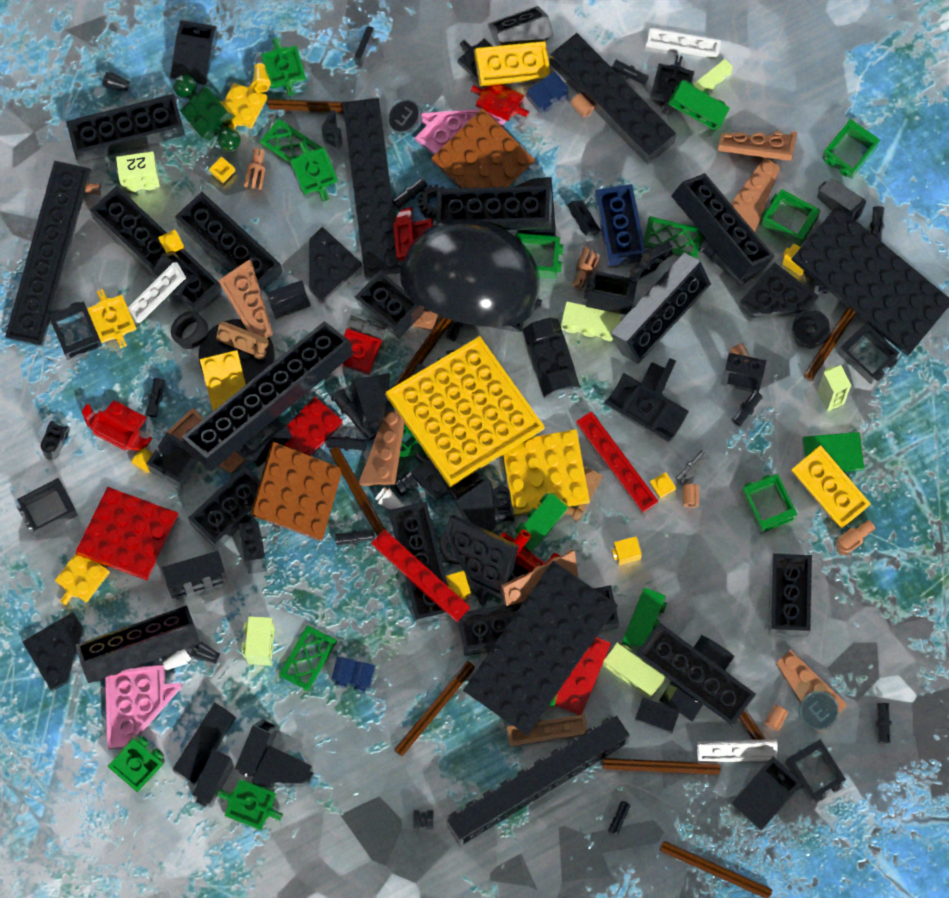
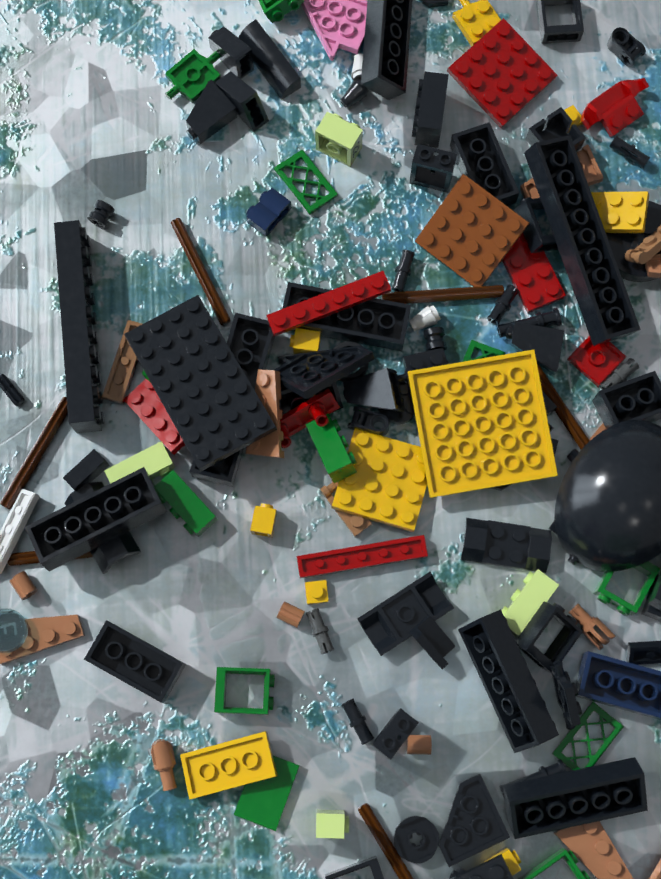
camera: 115 degrees right, 5 degrees up
(385, 452) = (472, 331): nougat wing -> none

